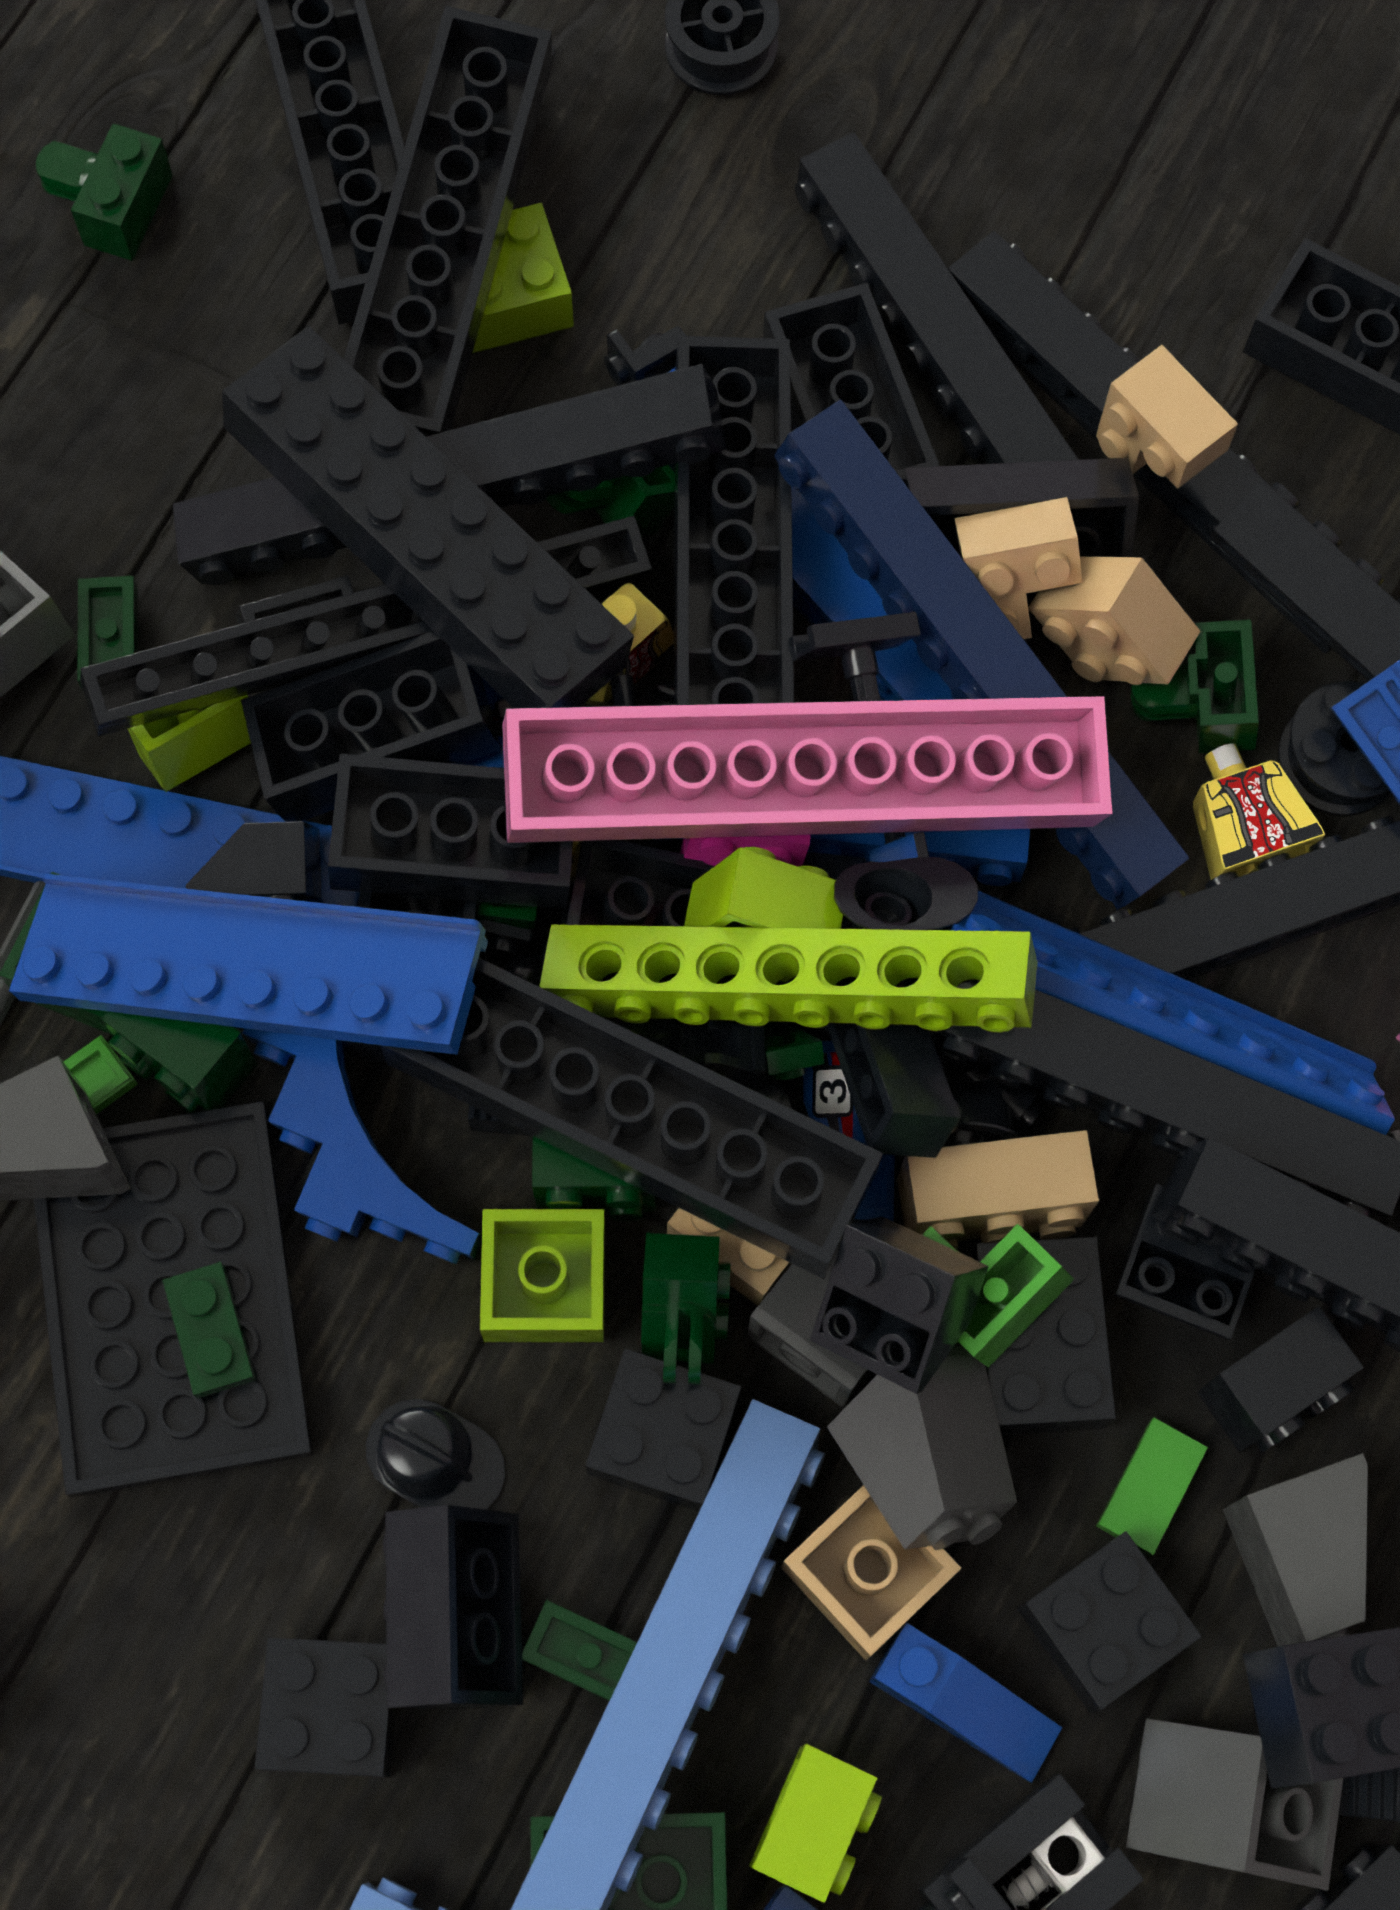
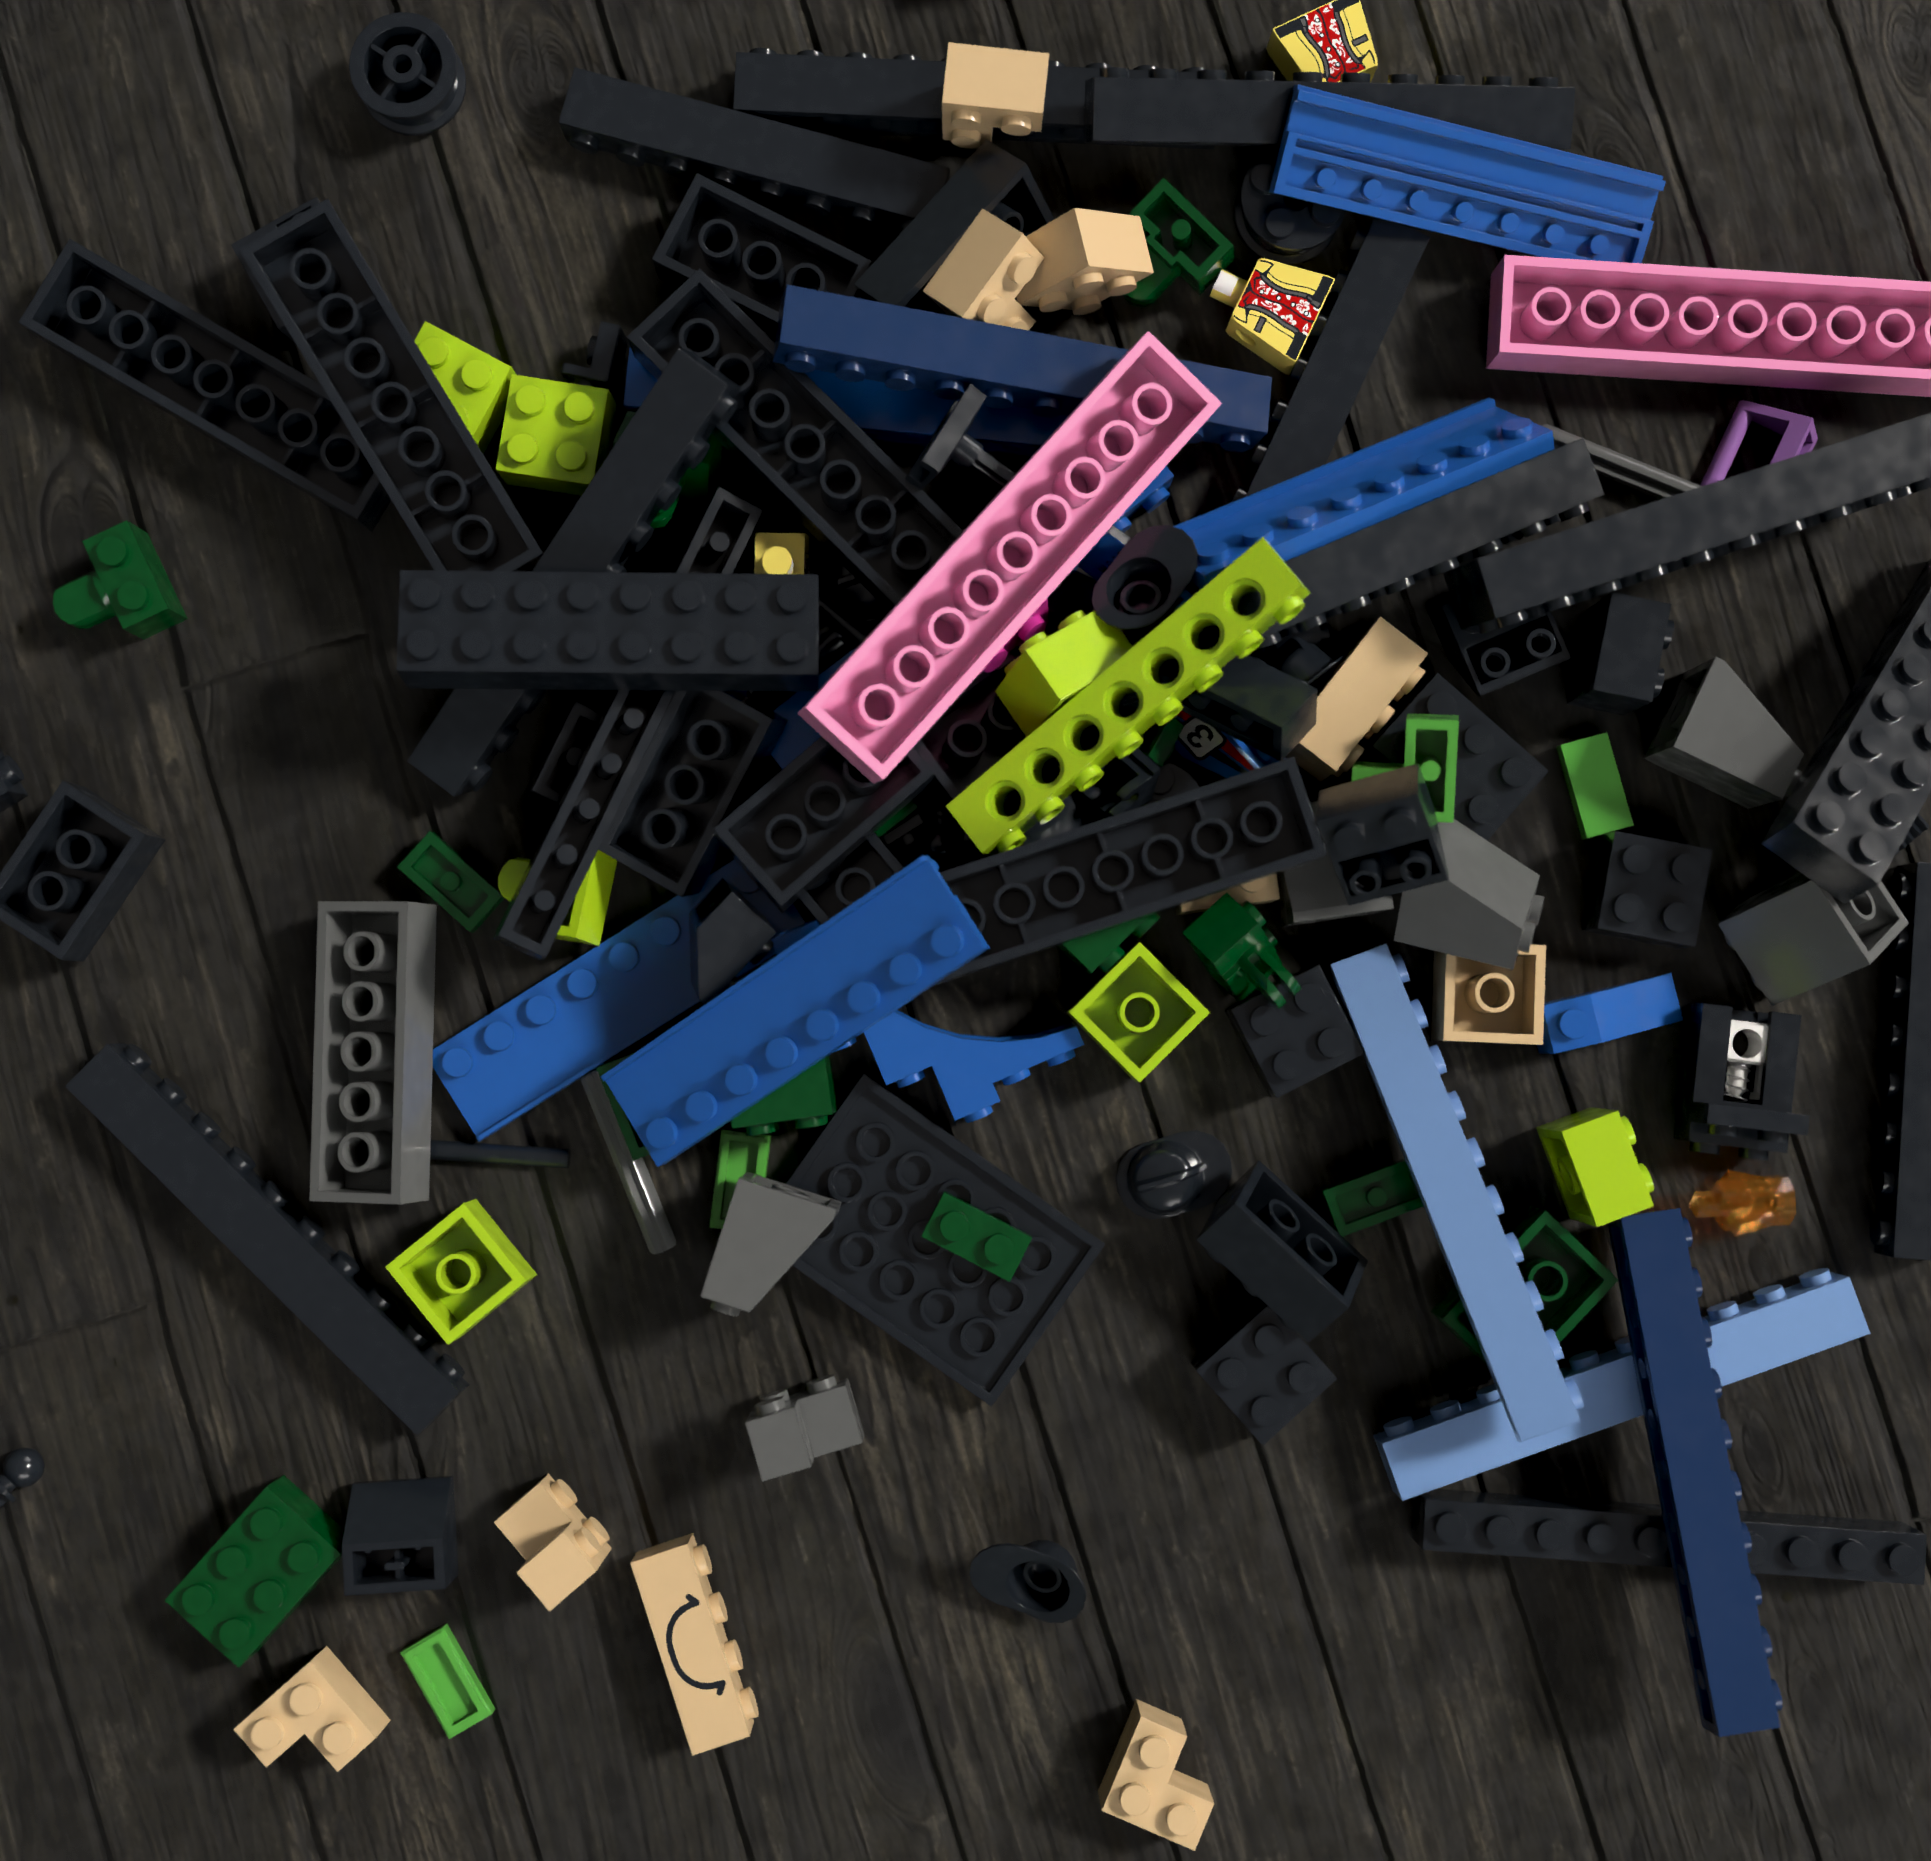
camera: 45 degrees left, 15 degrees up
(547, 362) = (554, 434): none -> lime brick

